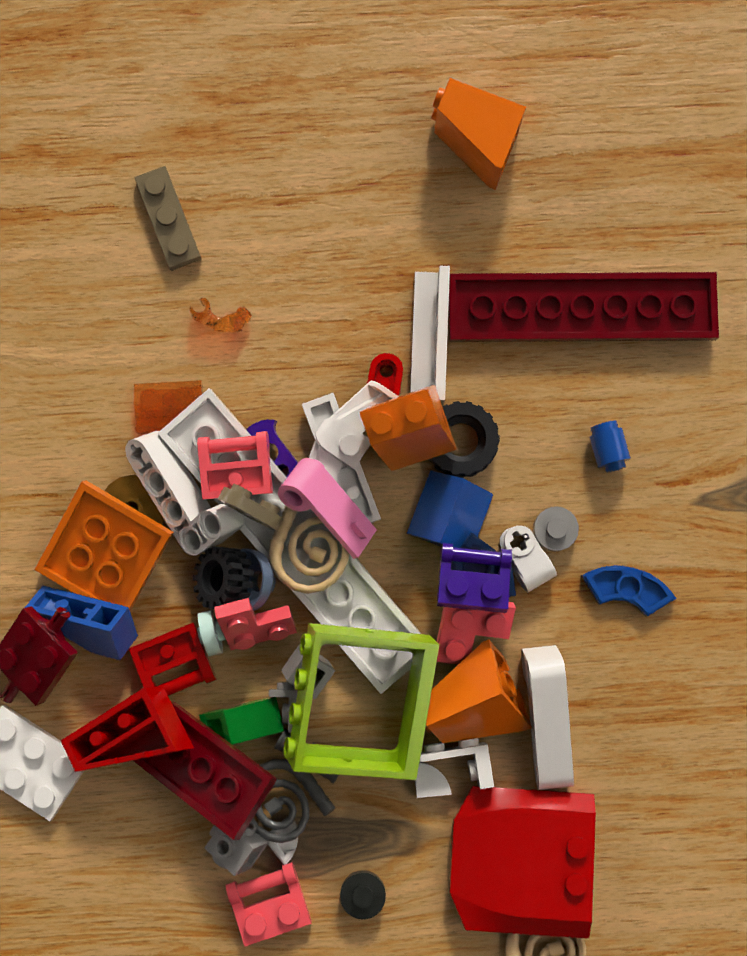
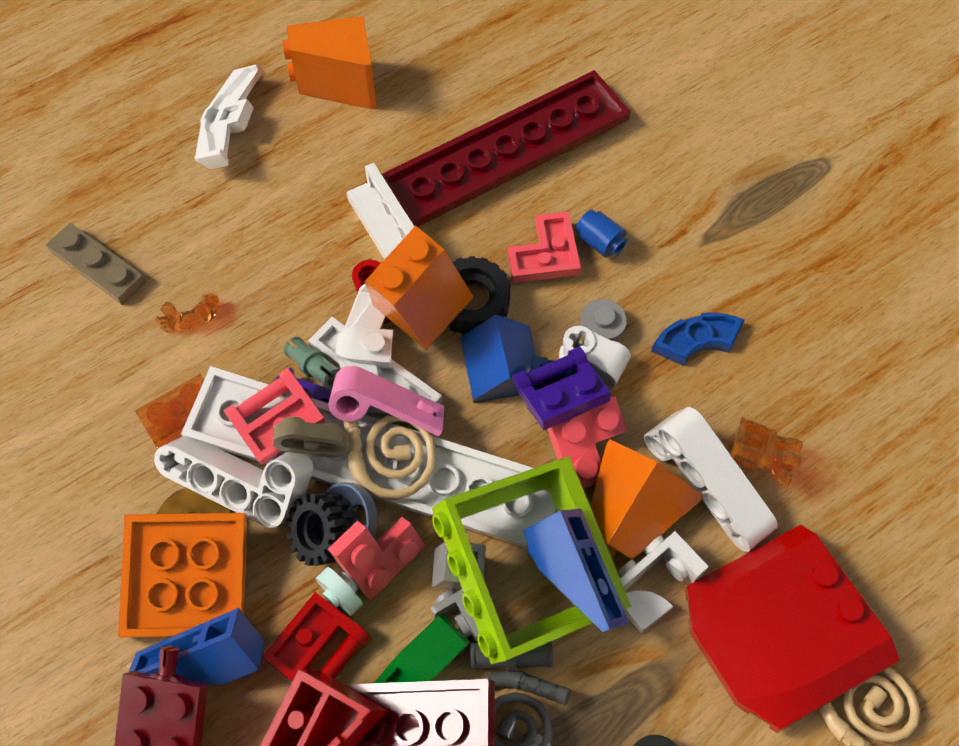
camera: 30 degrees left, 20 degrees down
(294, 427) = (311, 362): none -> sand green pin
(352, 127) = (226, 115): none -> white plate
(388, 729) = (573, 563): none -> slope
(552, 443) = (553, 256): none -> coral plate
(599, 714) = (761, 448): none -> clear orange plate

